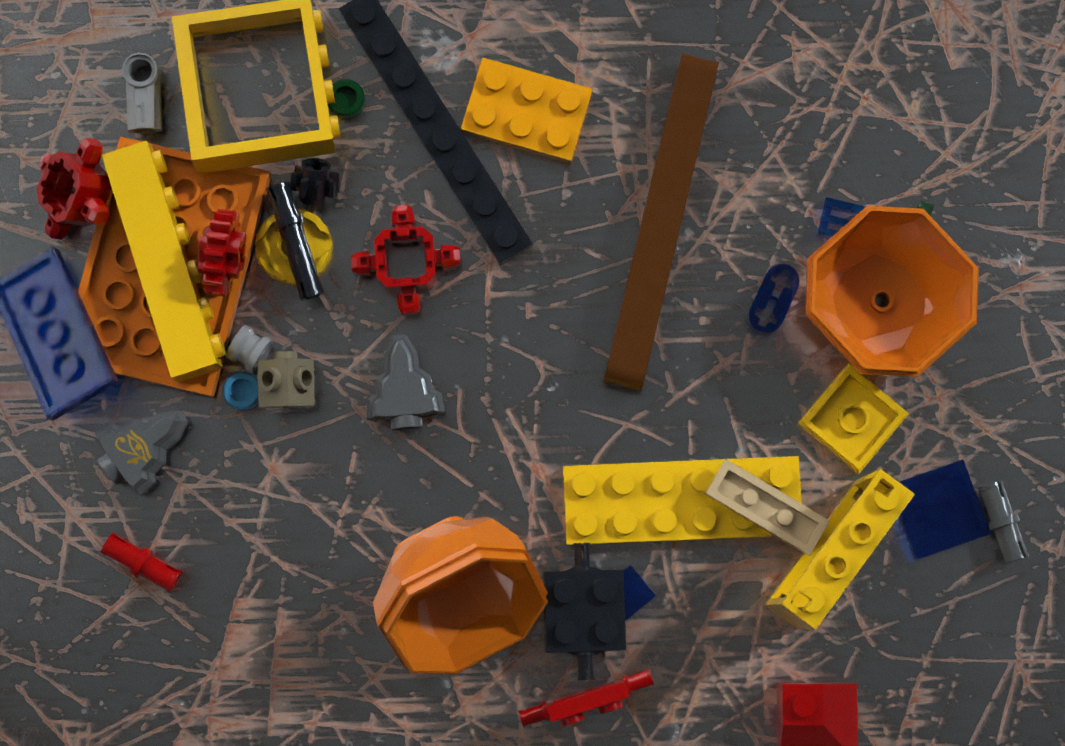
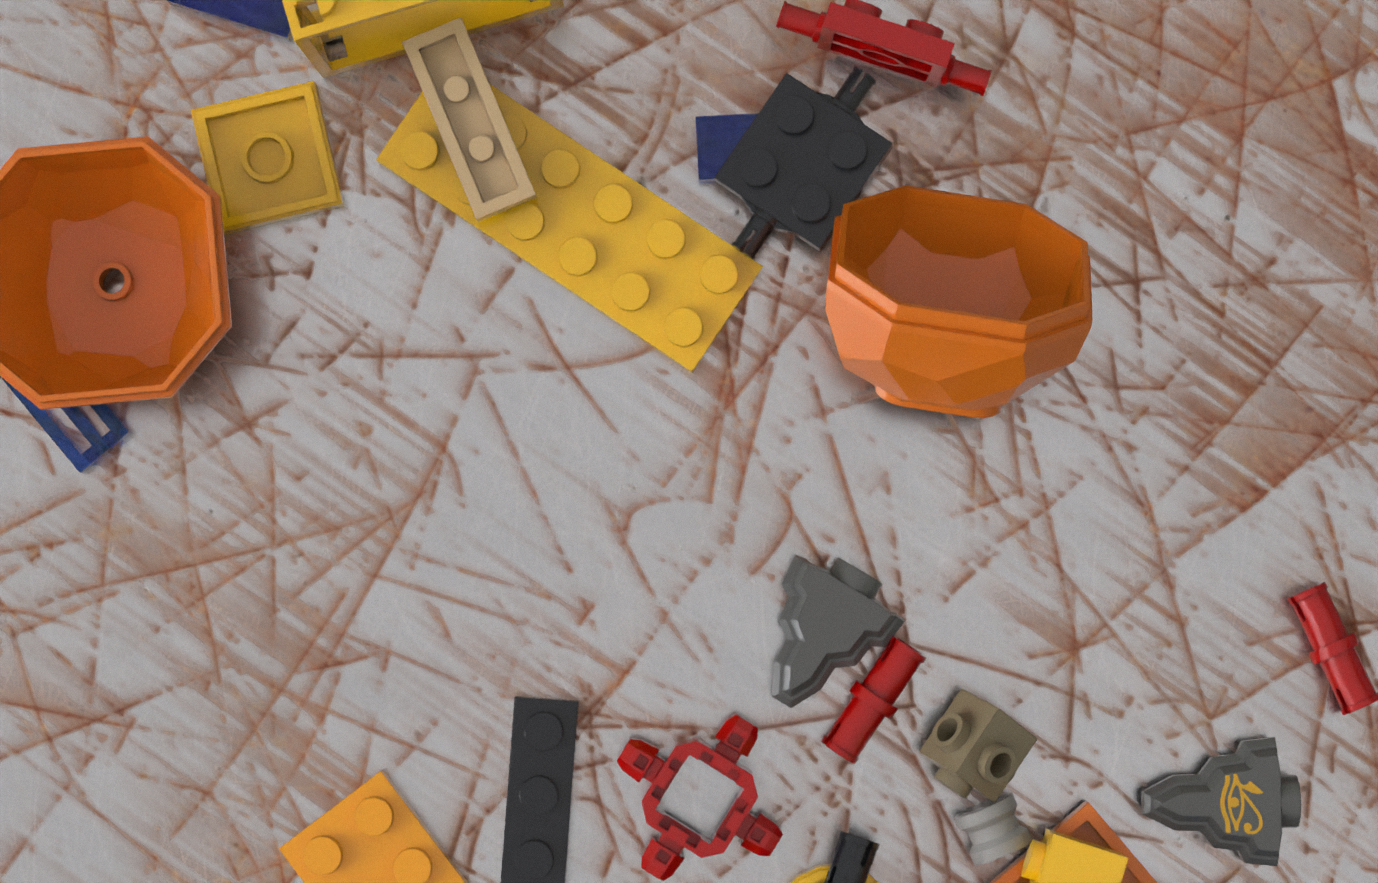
camera: 140 degrees left, 5 degrees up
(241, 391) = (1042, 782): dark azure tile -> none
(354, 370) = (873, 699): none -> red pin
(661, 223) = (321, 600): reddish brown beam -> none
(781, 304) = (245, 375): clear blue beam -> none

